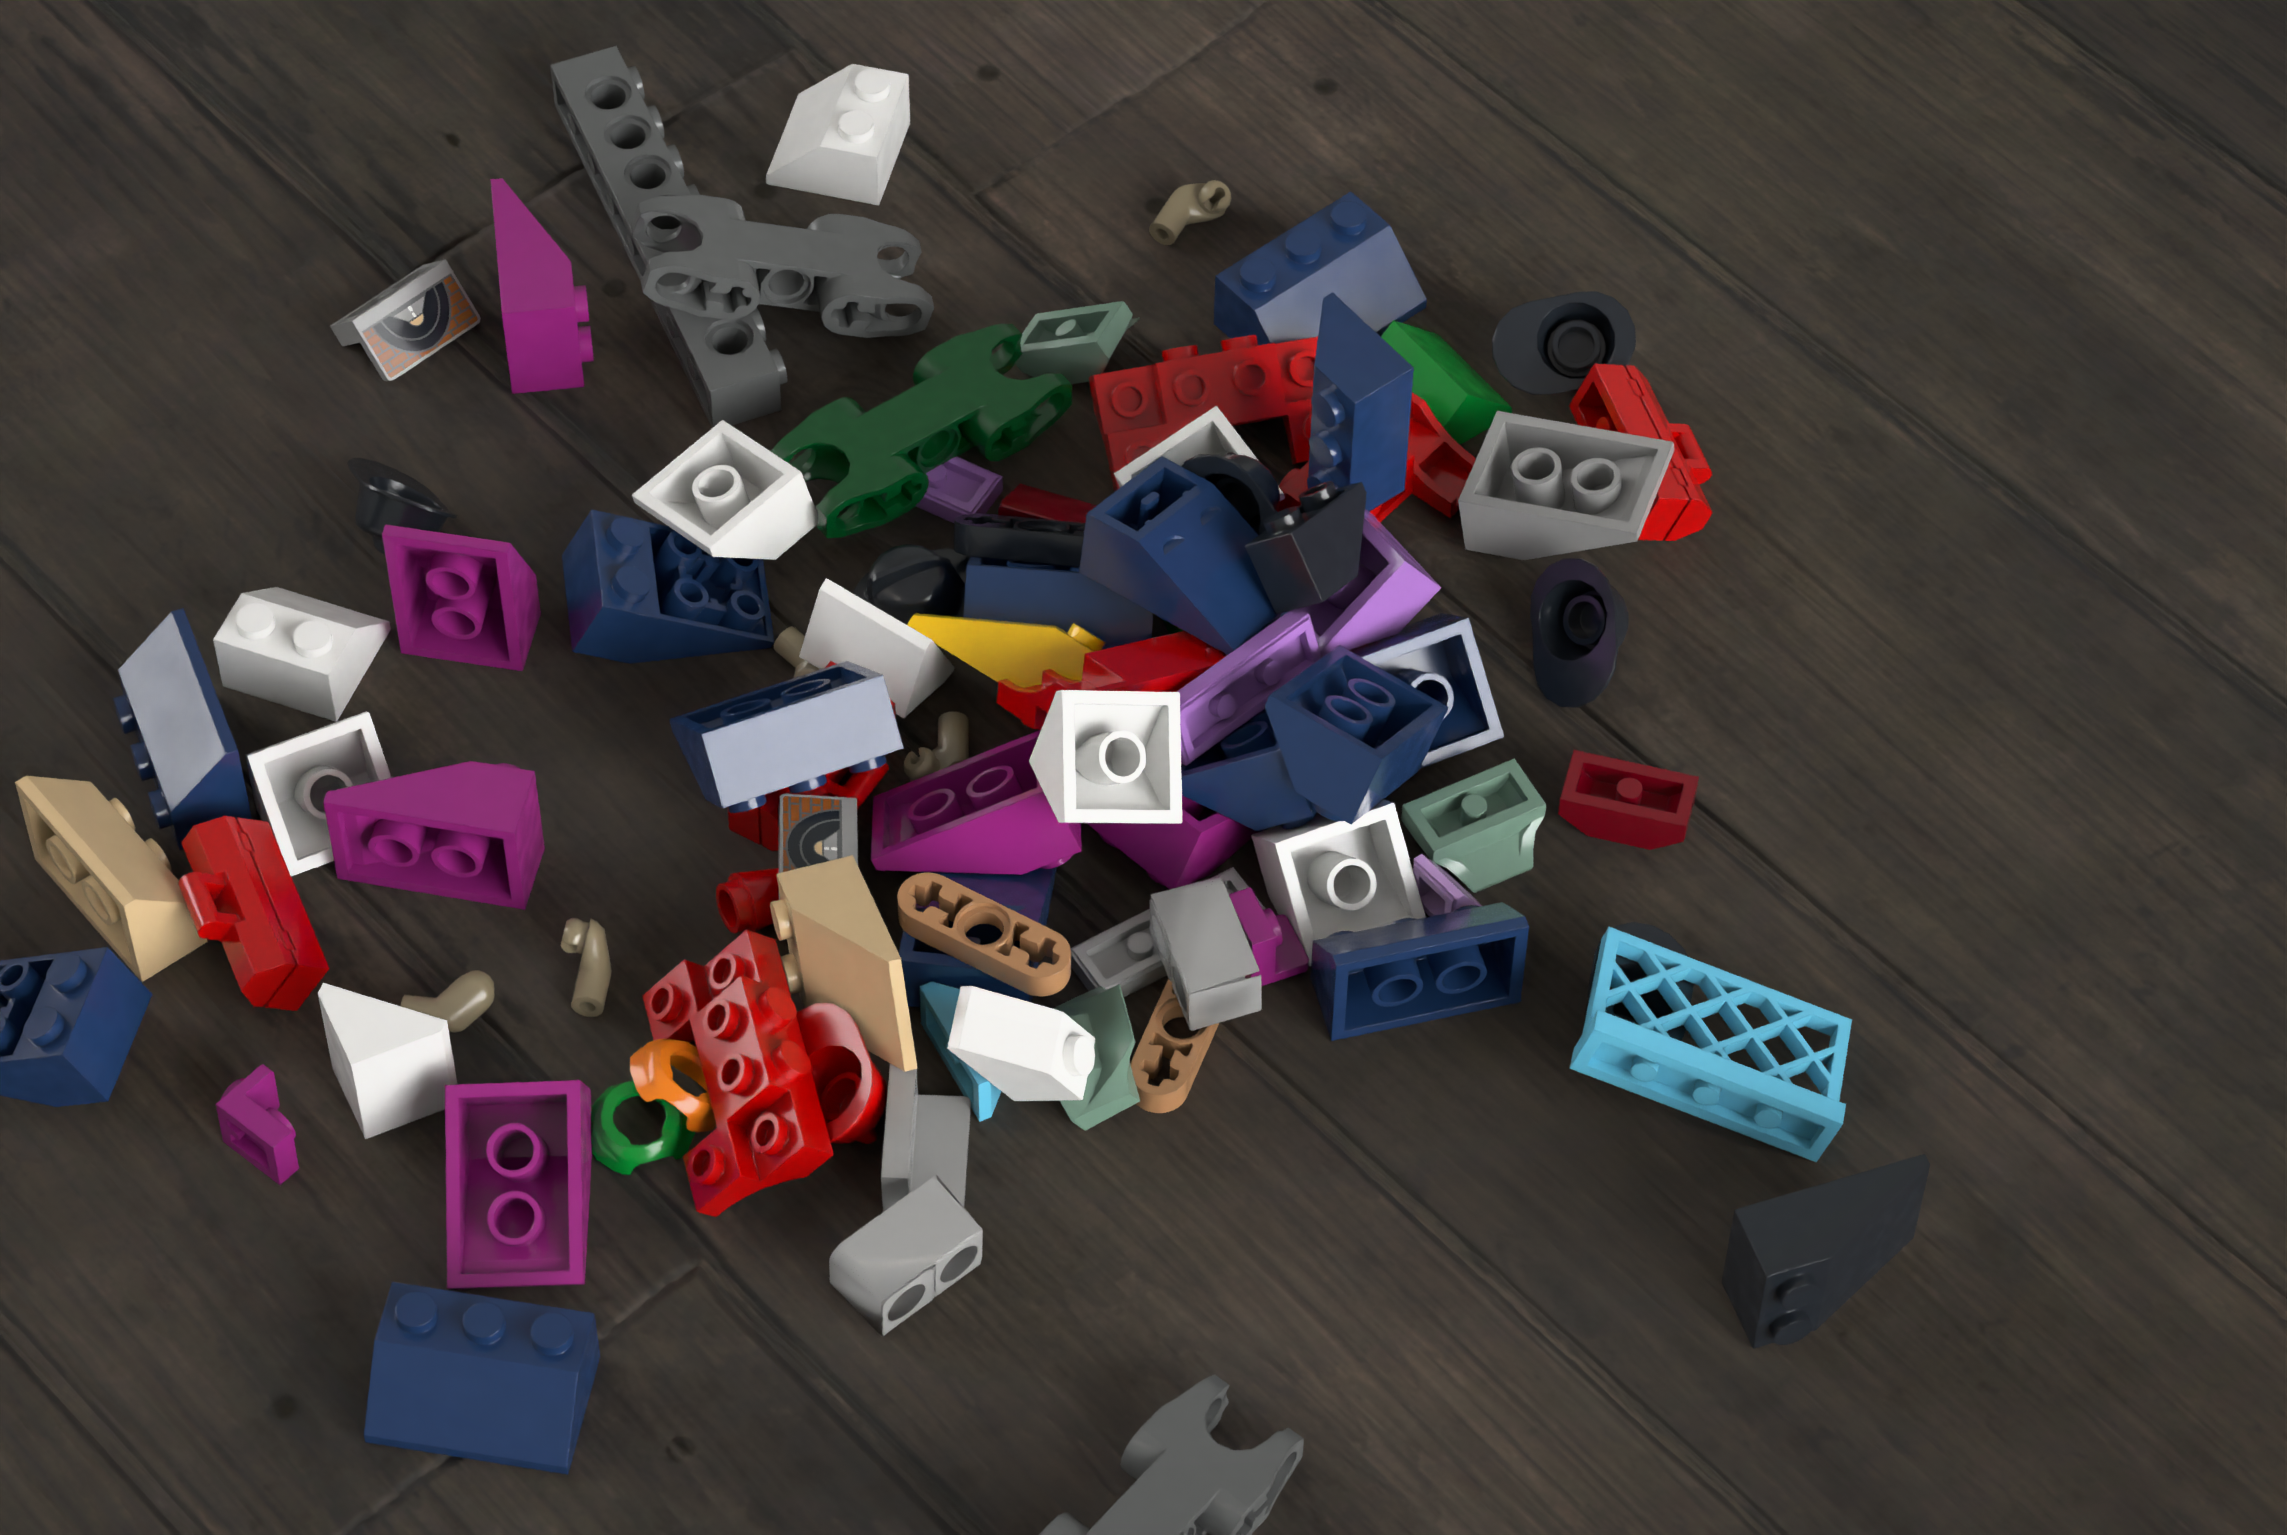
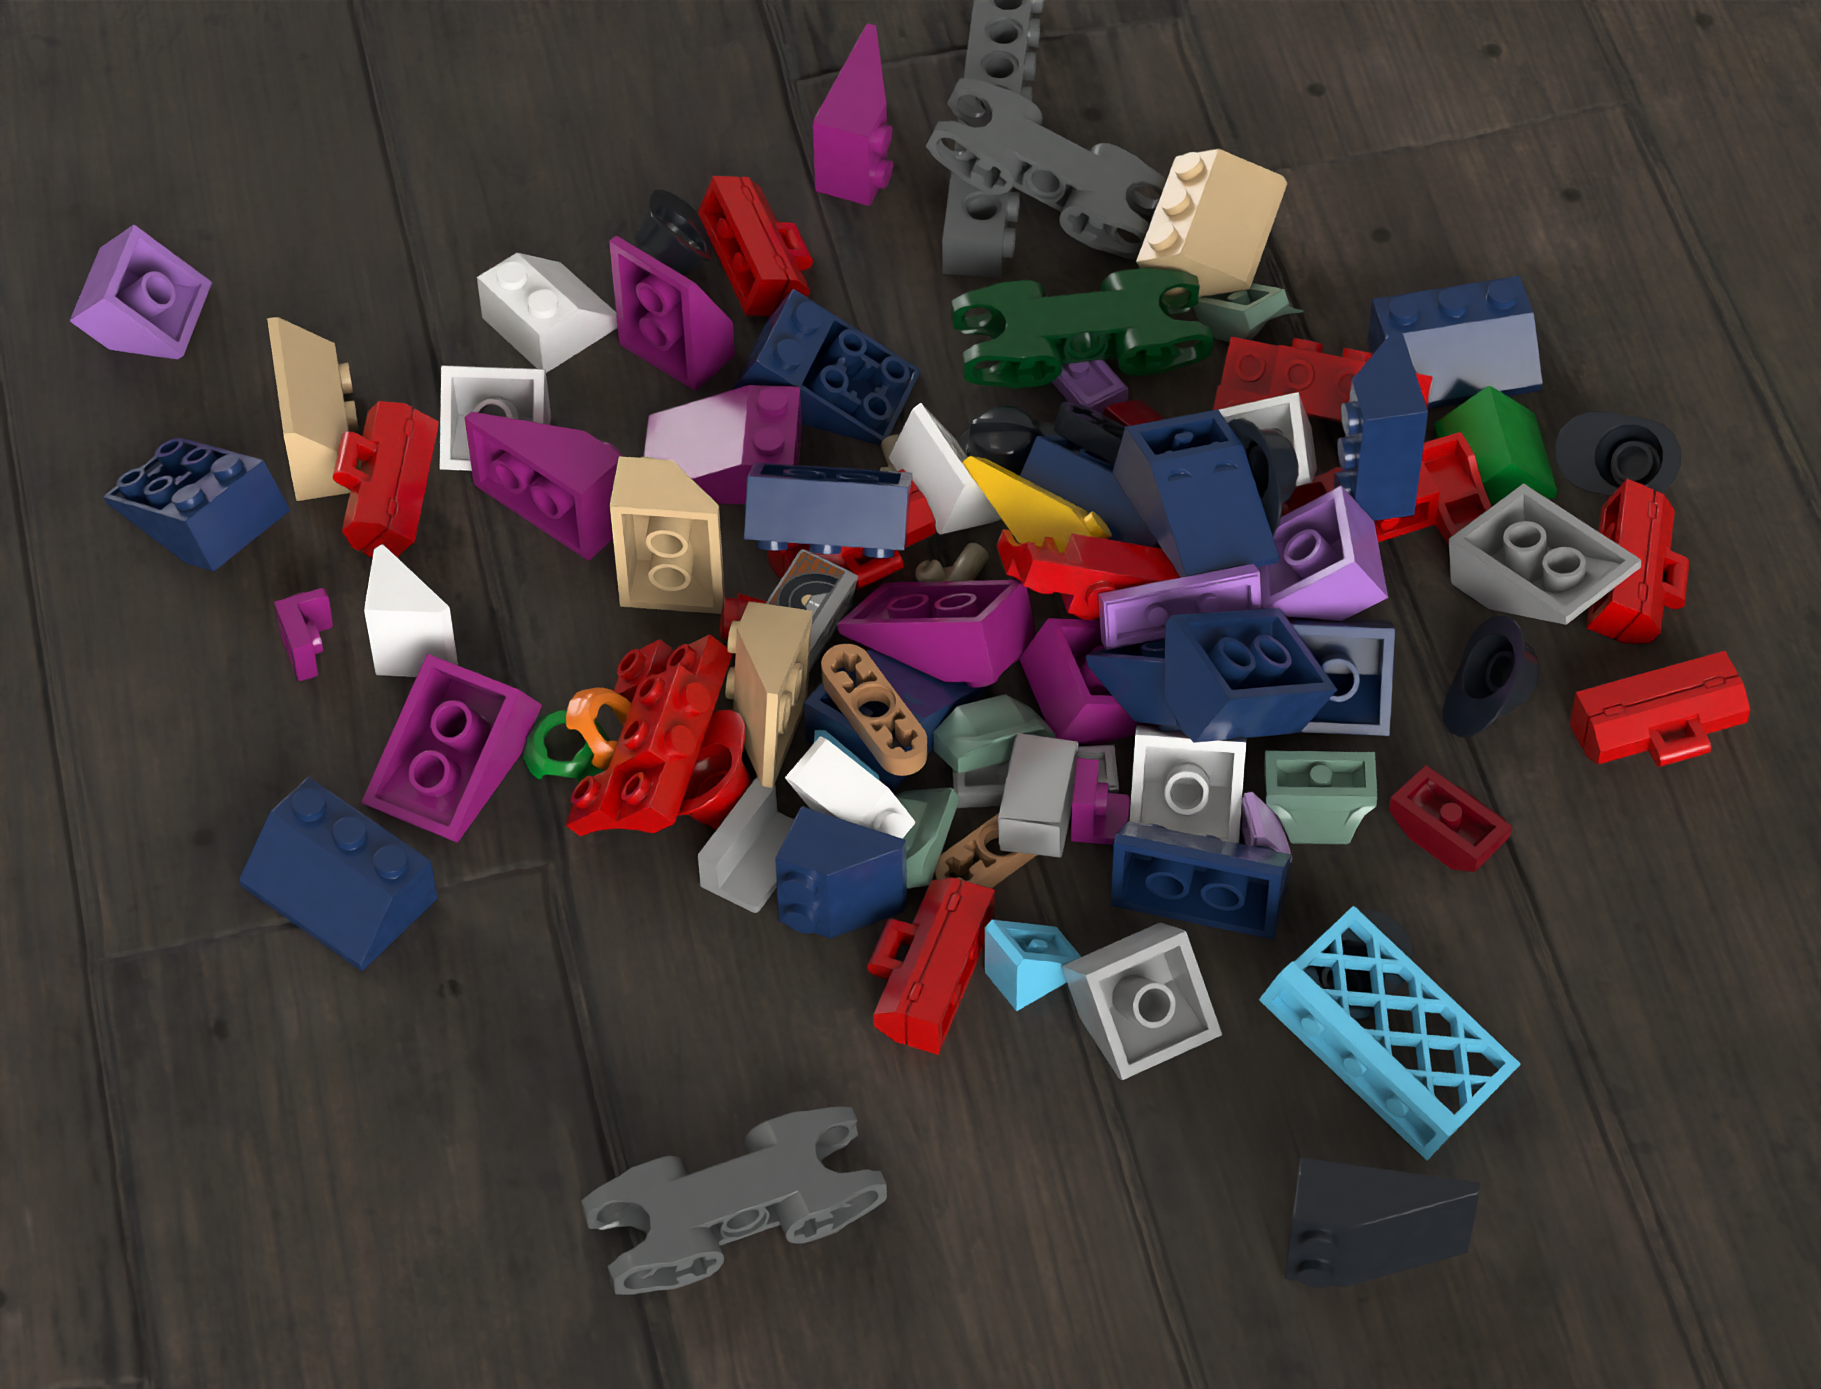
camera: 30 degrees right, 0 degrees up
(180, 731) = (422, 333): slope -> none
(409, 319) = (769, 110): panel -> none
(459, 1003) = (491, 607): dark tan arm -> none
(494, 484) = (755, 250): none -> red piece
(594, 967) = (607, 617): dark tan arm -> none
(603, 717) = (726, 435): none -> magenta slope
(633, 841) = (665, 538): none -> tan slope
(731, 497) = (904, 323): white slope -> none
(844, 135) = (1173, 95): white slope -> none
(907, 1255) = (686, 921): light grey piece -> none
(990, 256) = (1213, 221): none -> tan slope
(1047, 1131) = (838, 875): none -> dark blue slope
(1103, 909) = (985, 732): none -> sand green slope
(1111, 757) = (1038, 616): white slope -> none
(1190, 206) = (1399, 243): dark tan arm -> none
(1205, 1198) = (941, 959): none -> red piece
(1292, 1138) = (1026, 959): none -> medium azure slope
(1311, 546) = (1286, 524): black slope -> none
(1436, 1121) = (1143, 999): none -> light grey slope
(1760, 591) = (1660, 707): none -> red piece

